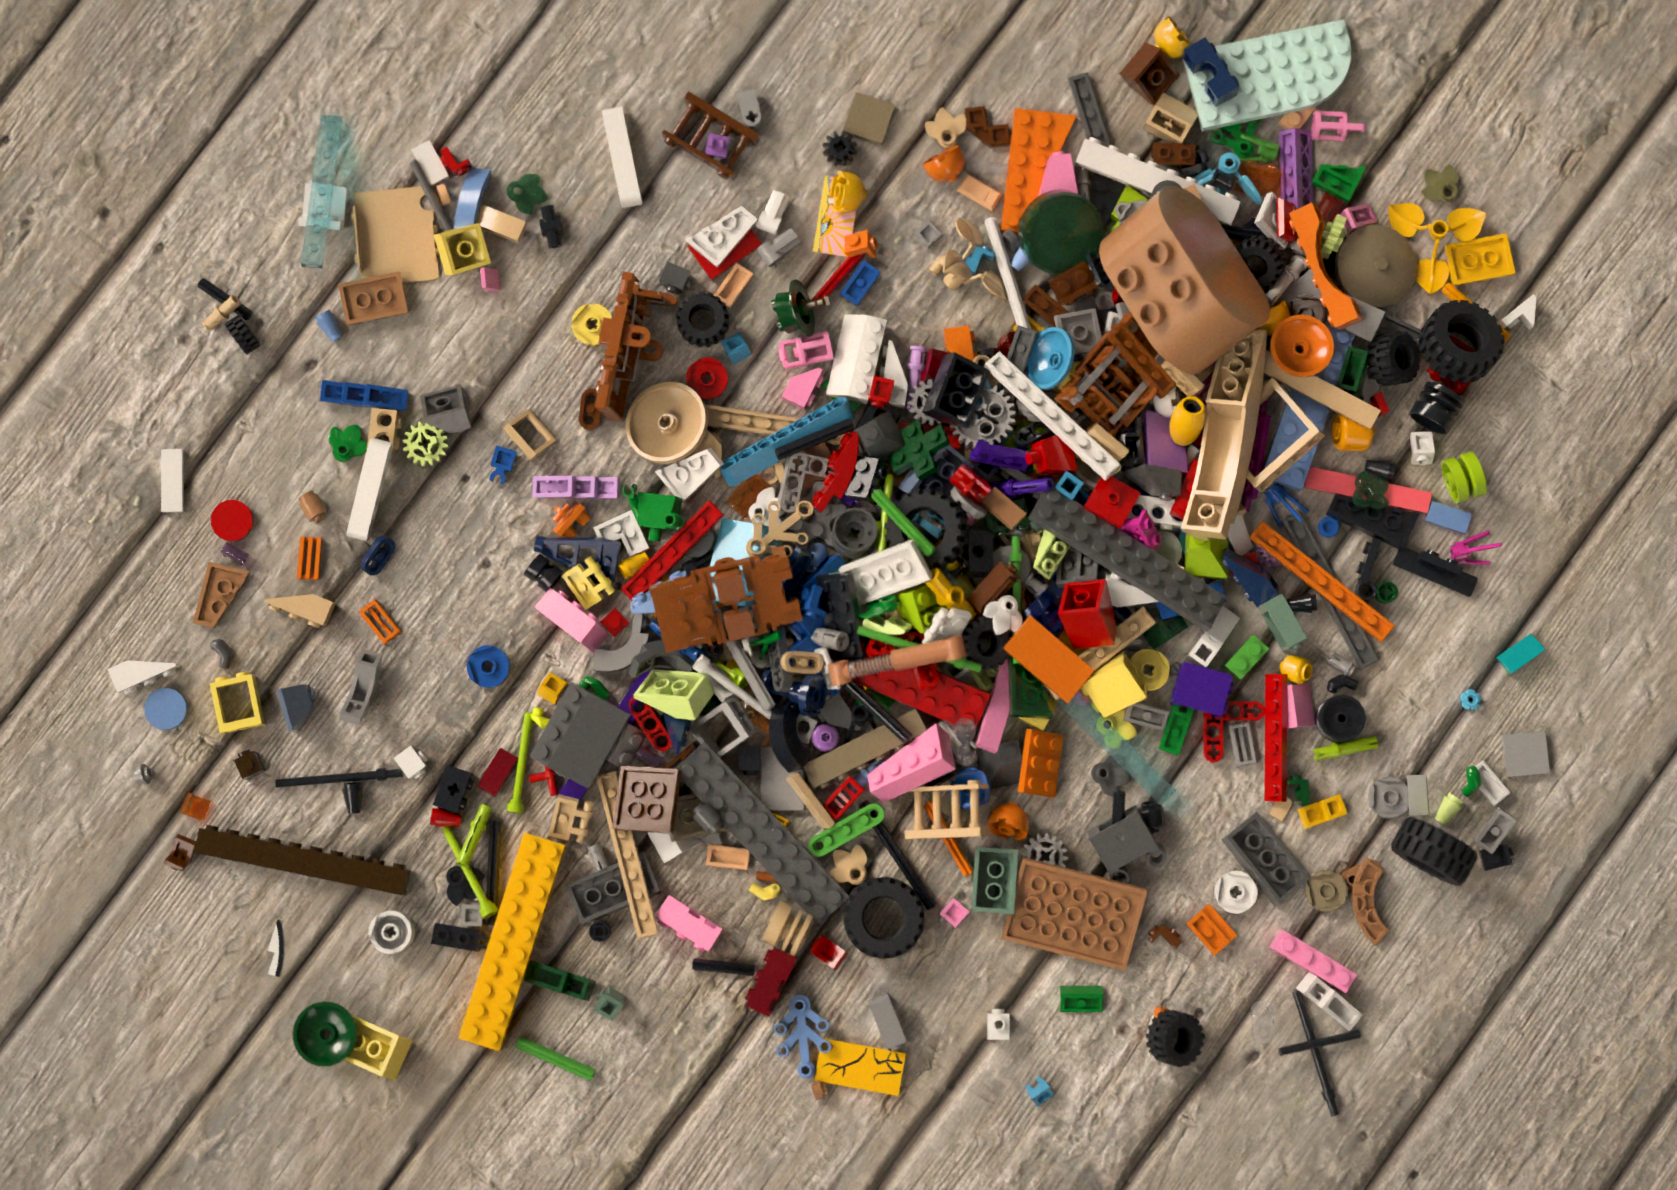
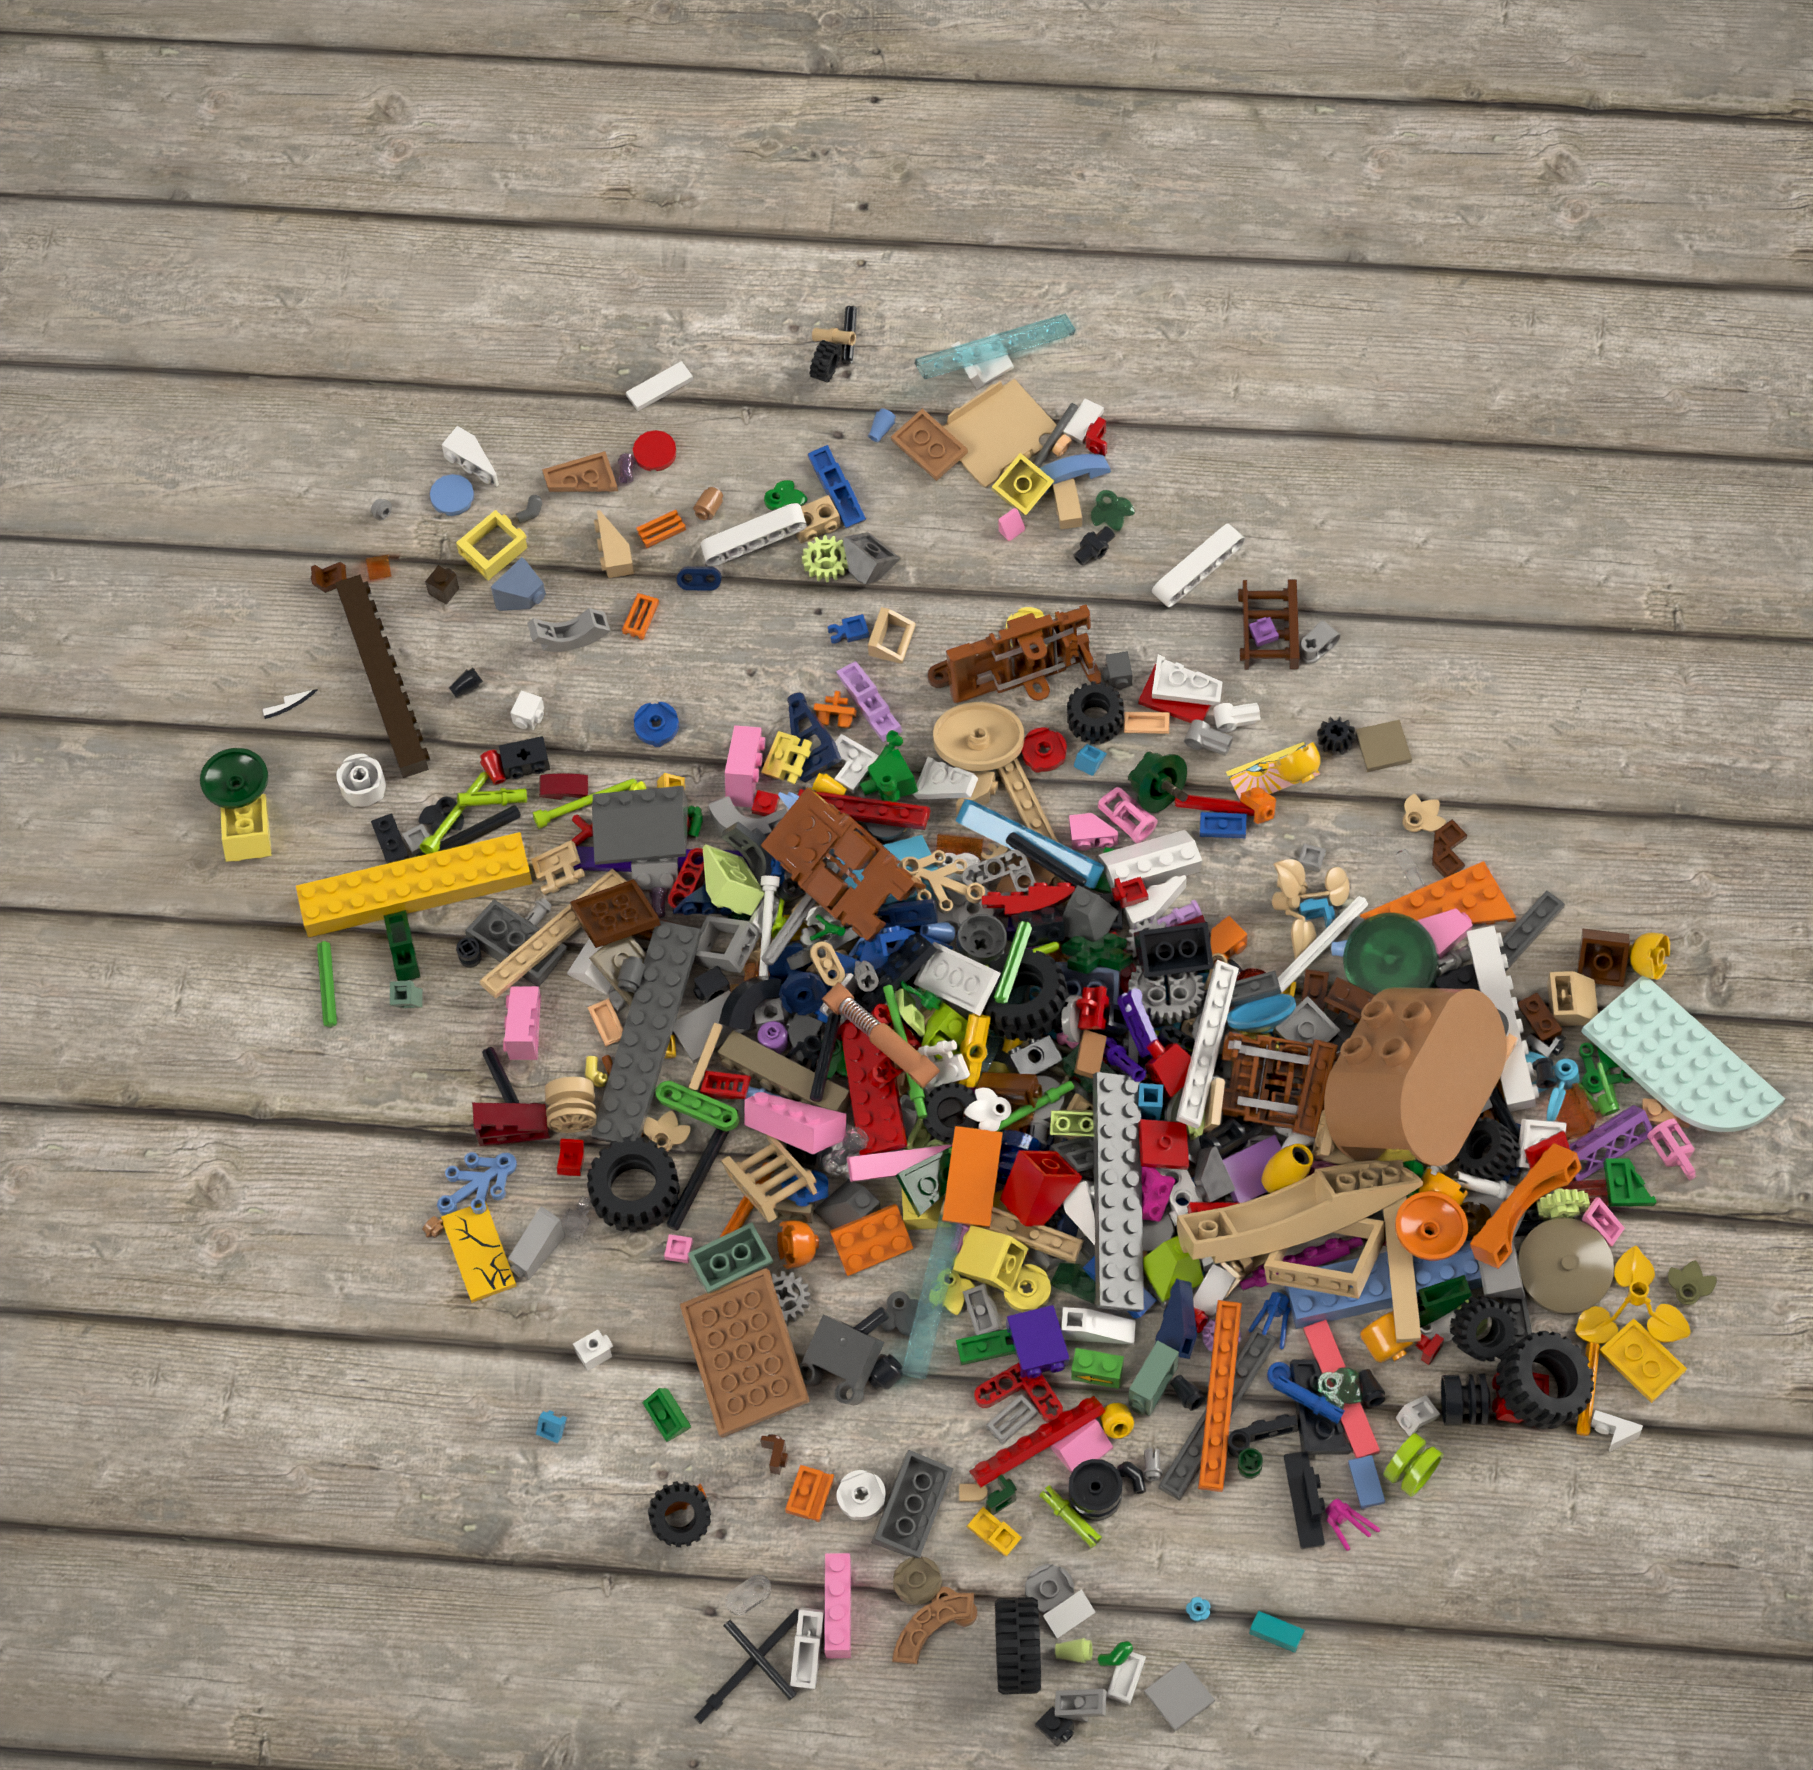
camera: 65 degrees right, 20 degrees down
(380, 774) = (500, 693): black bar -> none
(543, 573) = (771, 716): black wheel -> none
(945, 165) = (1385, 830): orange cylinder -> none
(979, 192) = (1383, 879): light nougat tile -> none
(1203, 57) = (1633, 1015): dark blue arch -> none
(1376, 515) = (1312, 1401): none -> blue pin

